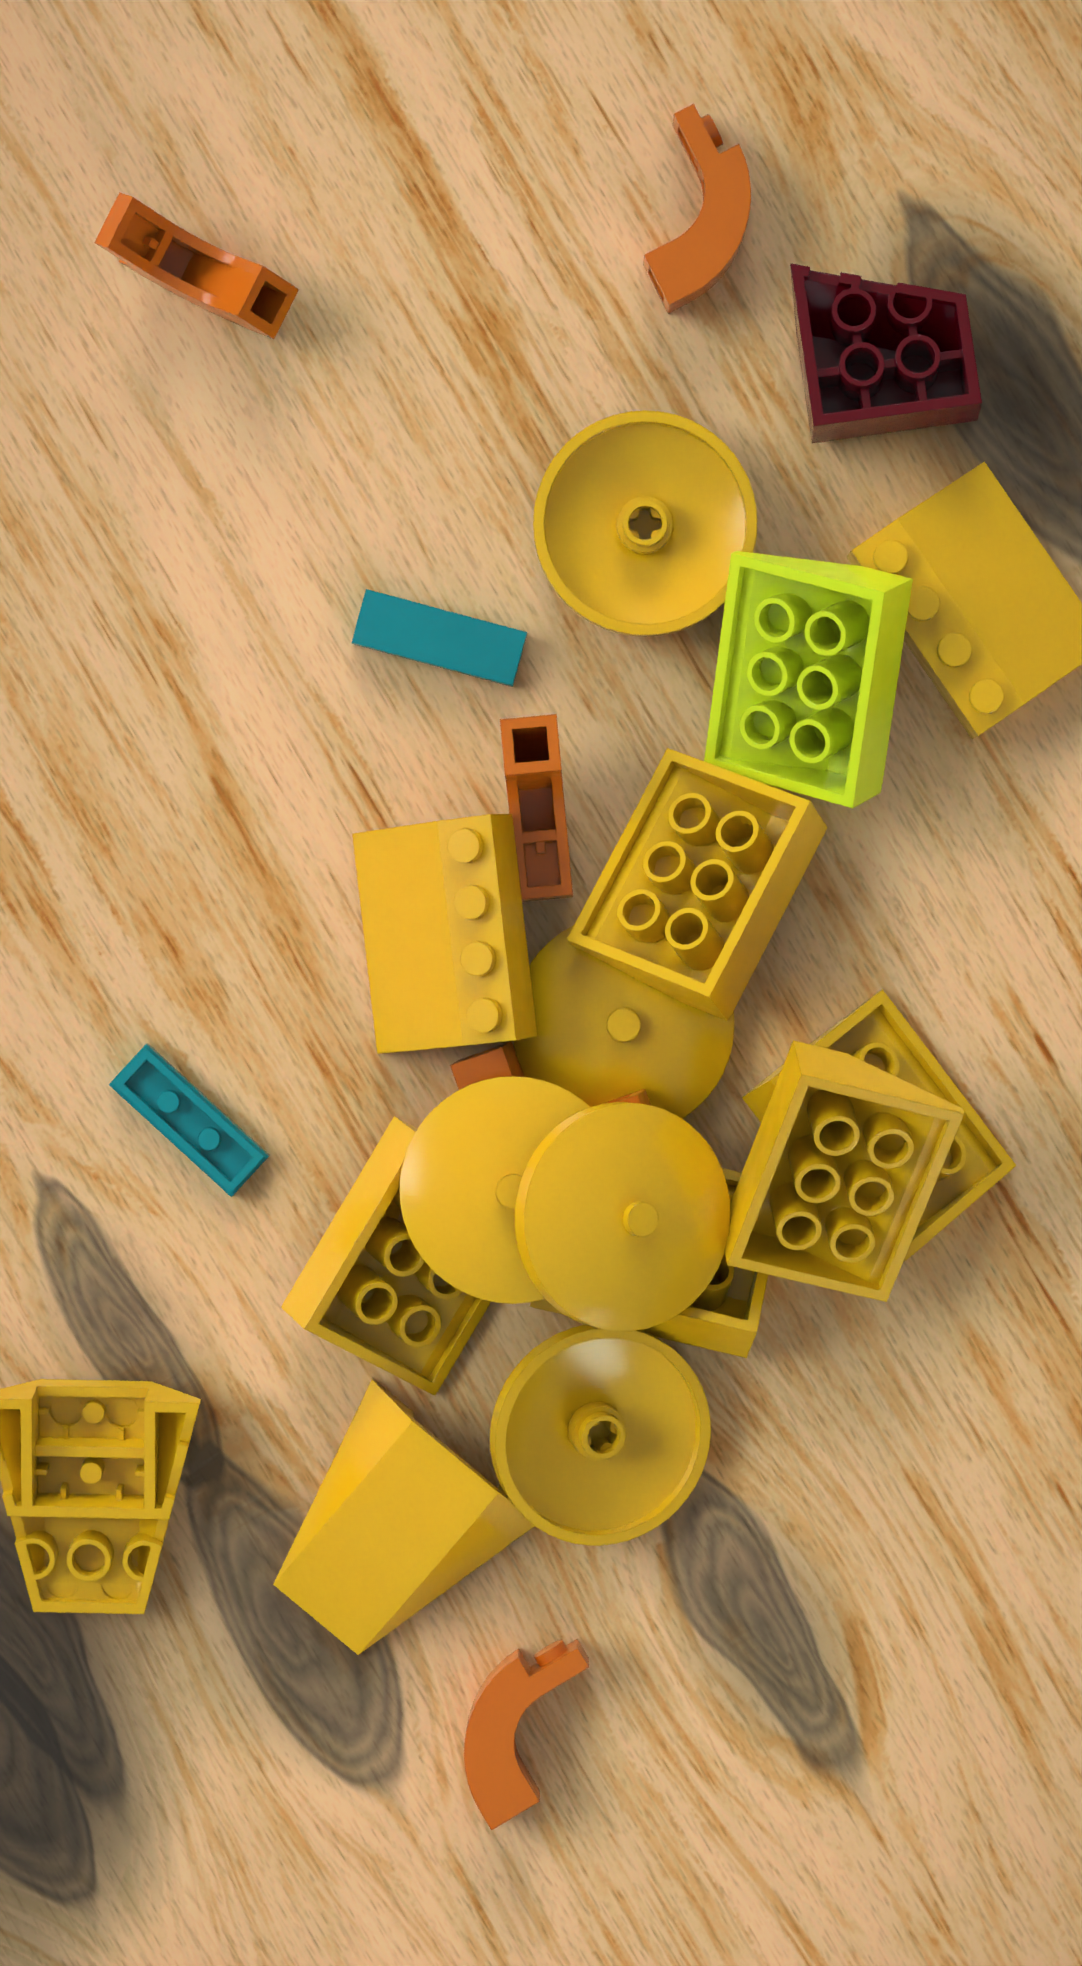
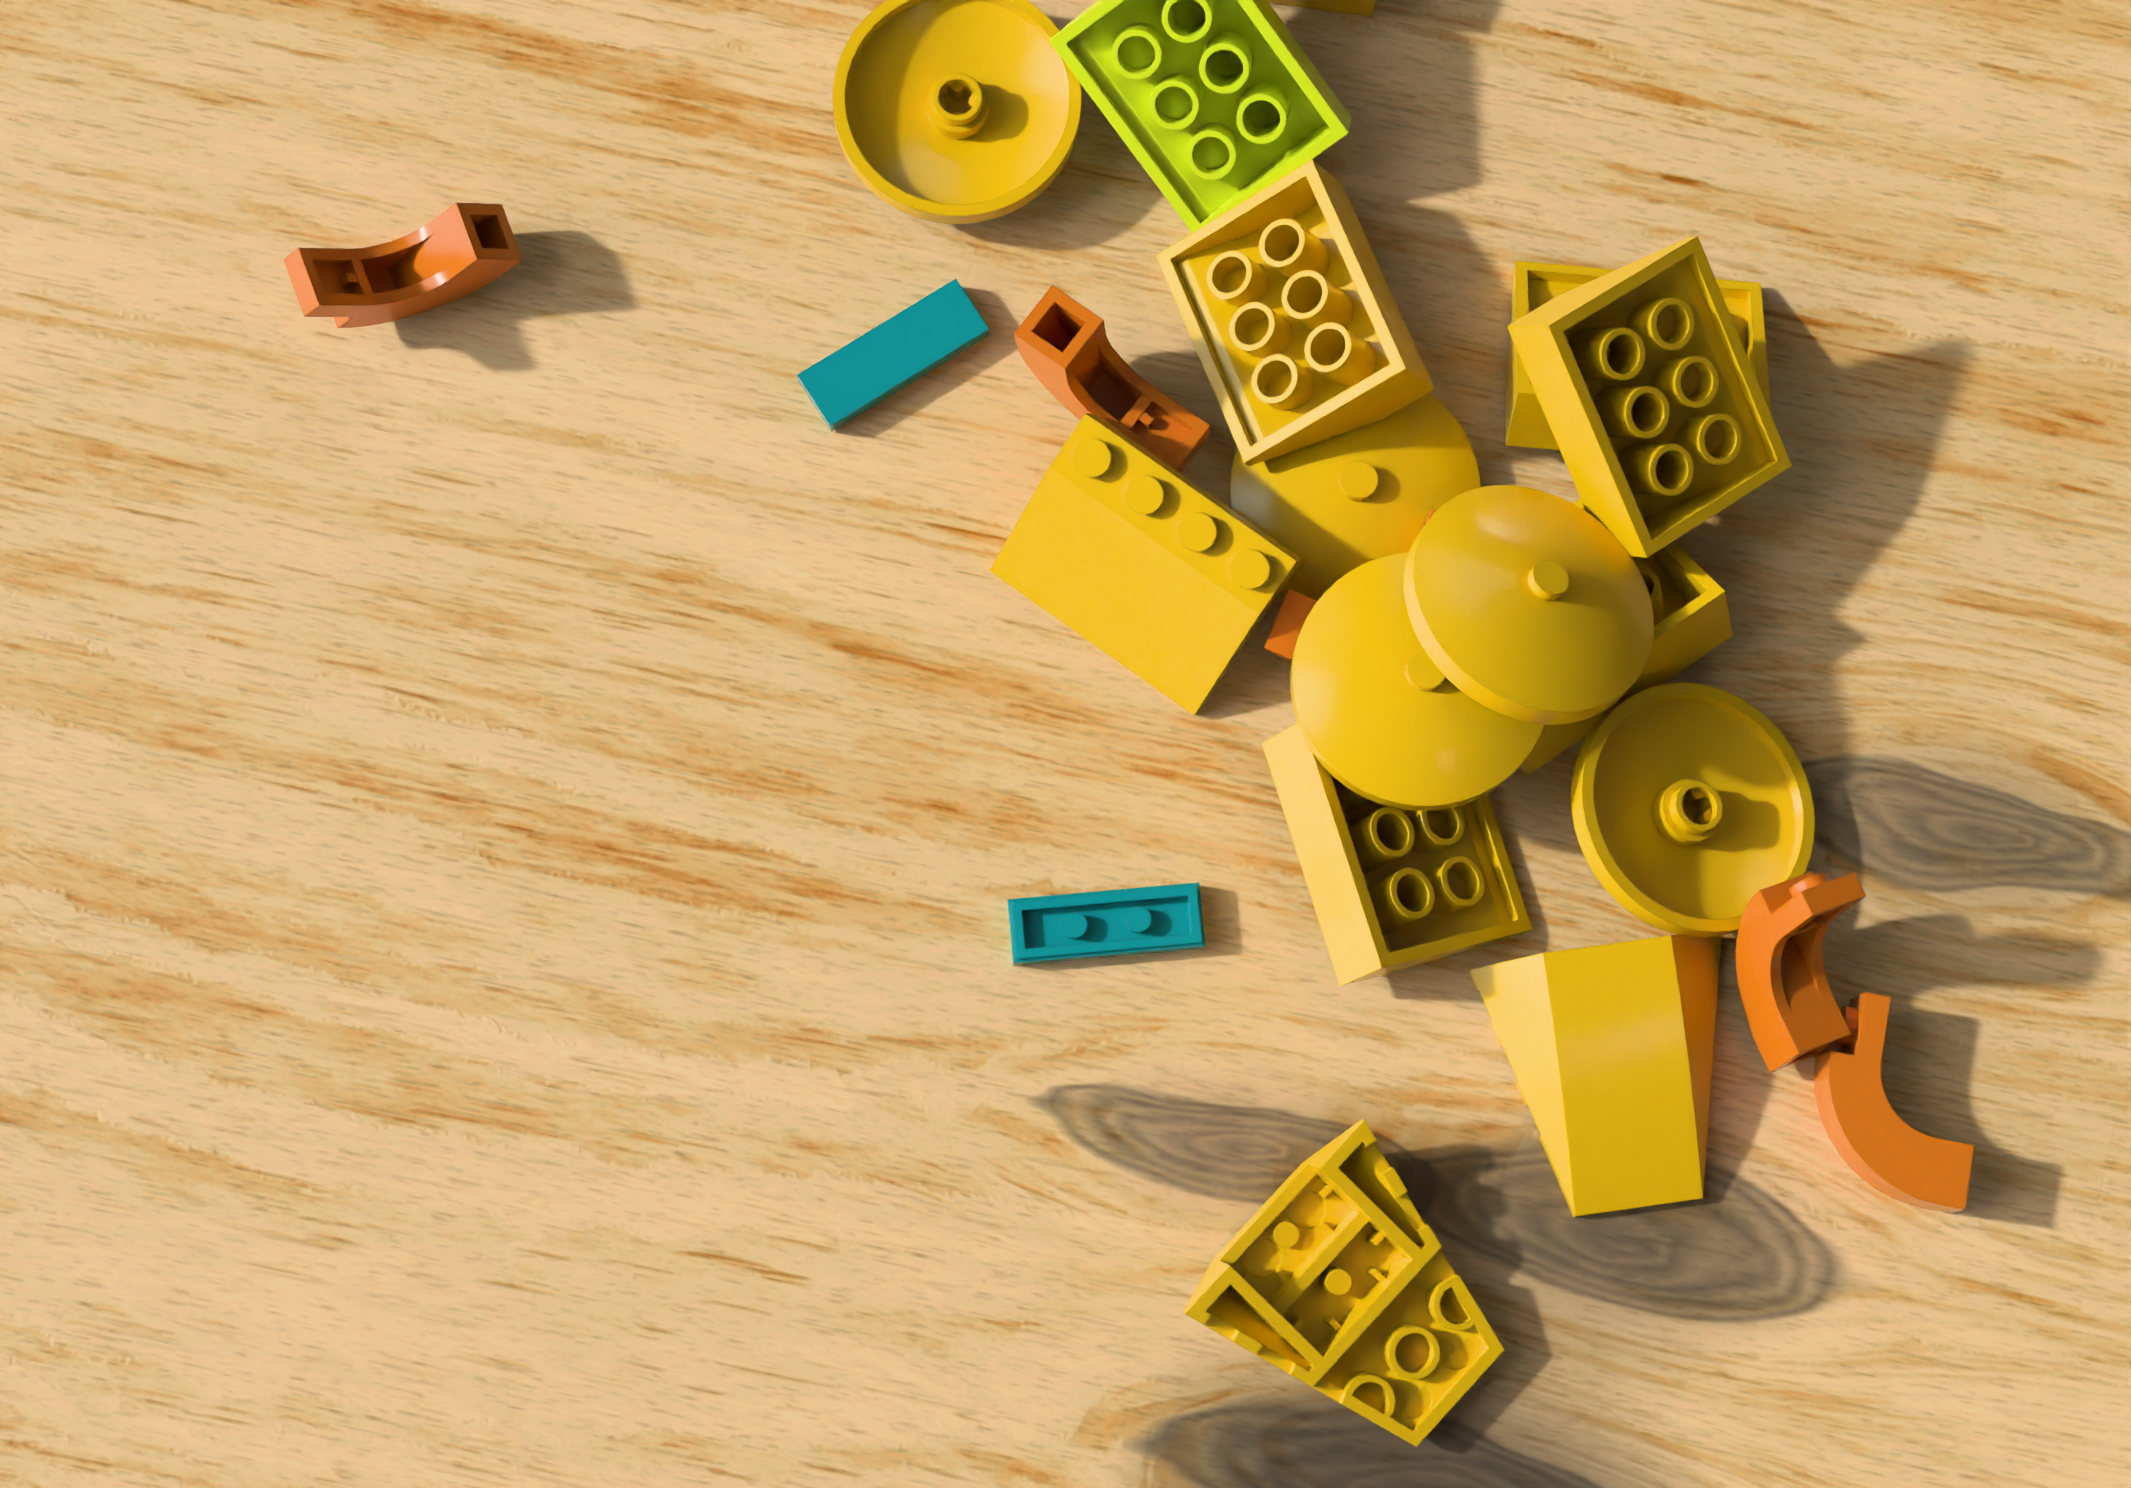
camera: 60 degrees left, 10 degrees down
(544, 1586) = (1784, 970): none -> orange arch

